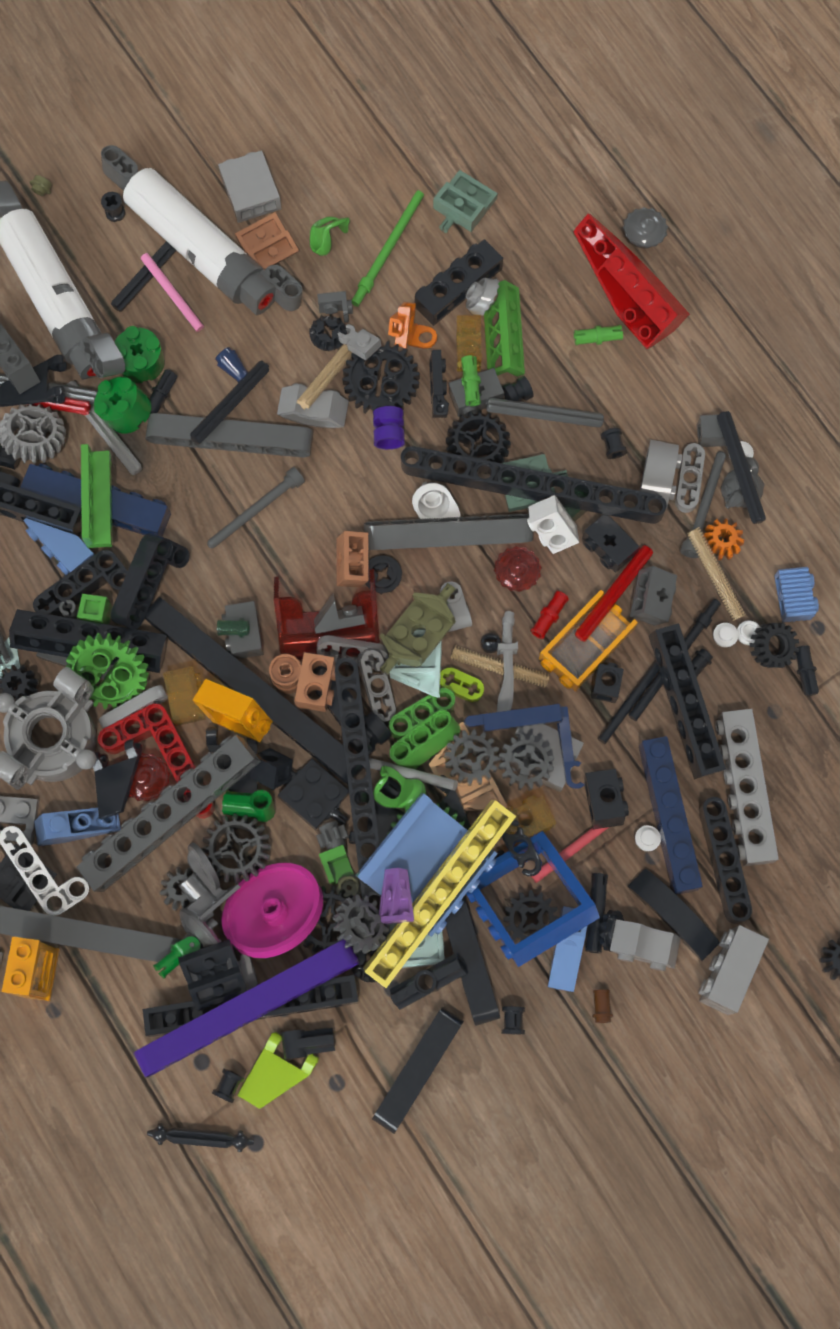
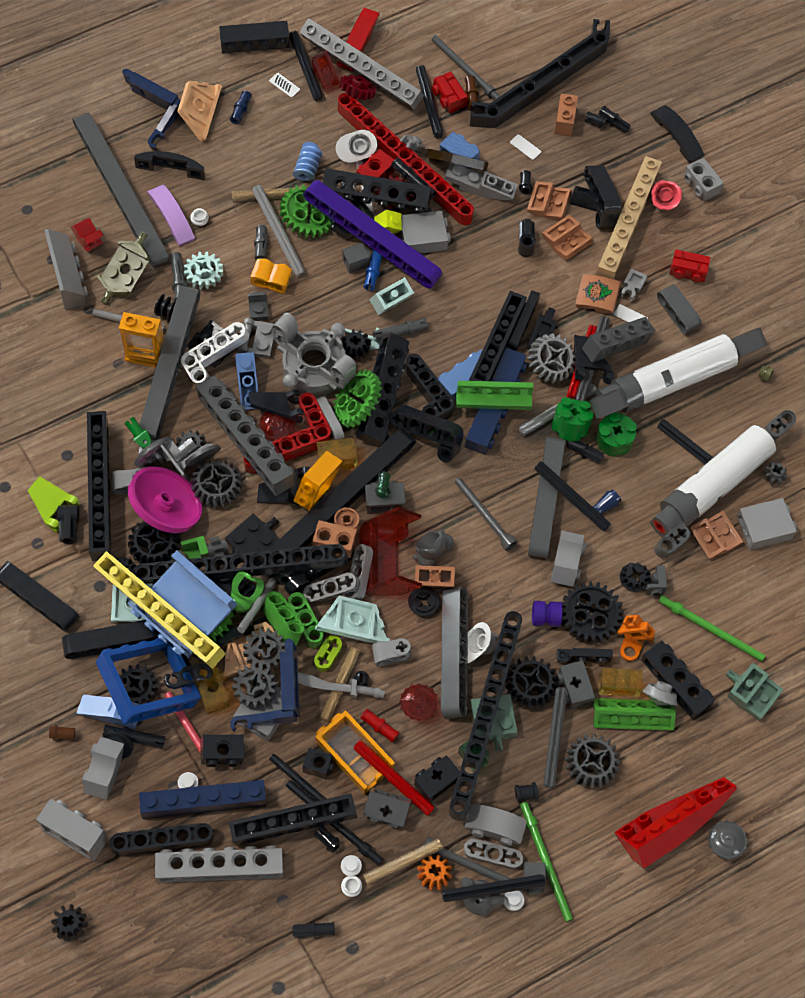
camera: 90 degrees right, 10 degrees down
(69, 610) = (407, 379): dark grey pin -> none
(95, 609) = (407, 394): bright green panel -> none
(113, 206) = (746, 420): black bush -> none
(172, 292) = (672, 461): bright pink bar -> none
(181, 175) = (775, 473): none -> dark grey gear
(200, 1137) = (14, 450): black wheel -> none
(212, 974) = (121, 454): black slope -> none
(228, 1085) = (46, 468): black bush -> none
(245, 1008) = (95, 476): dark purple beam -> none
(248, 805) = (248, 493): green piece -> none
(273, 769) = (272, 508): black brick -> none
(309, 568) = (432, 546): none -> dark grey hair
(320, 236) = (715, 573): bright green piece -> none
(324, 378) = (591, 566): tan axle -> none
(331, 619) = (387, 562): dark grey slope -> none
(361, 343) = (621, 595): light grey plate -> none
(361, 926) = (144, 562): dark grey gear -> none
(396, 897) = (158, 576): medium lavender wing -> none
(425, 612) = (361, 605): olive plate -> none
(442, 975) = (98, 605): black piece -> none
(471, 380) = (581, 675): bright green pin -> none
(513, 1020) = (66, 669): black bush -> none
(519, 390) = (576, 718): black wheel -> none
(553, 524) = (452, 729): white brick -> none
(572, 359) = (600, 775): none -> dark grey gear
(598, 335) = (627, 791): bright green pin -> none
(644, 438) = (532, 826): none -> bright green bar
(674, 913) = (125, 794): black slope -> none
(787, 645) = (327, 910): black tyre -> none
(796, 594) = (381, 928): medium blue brick -> none

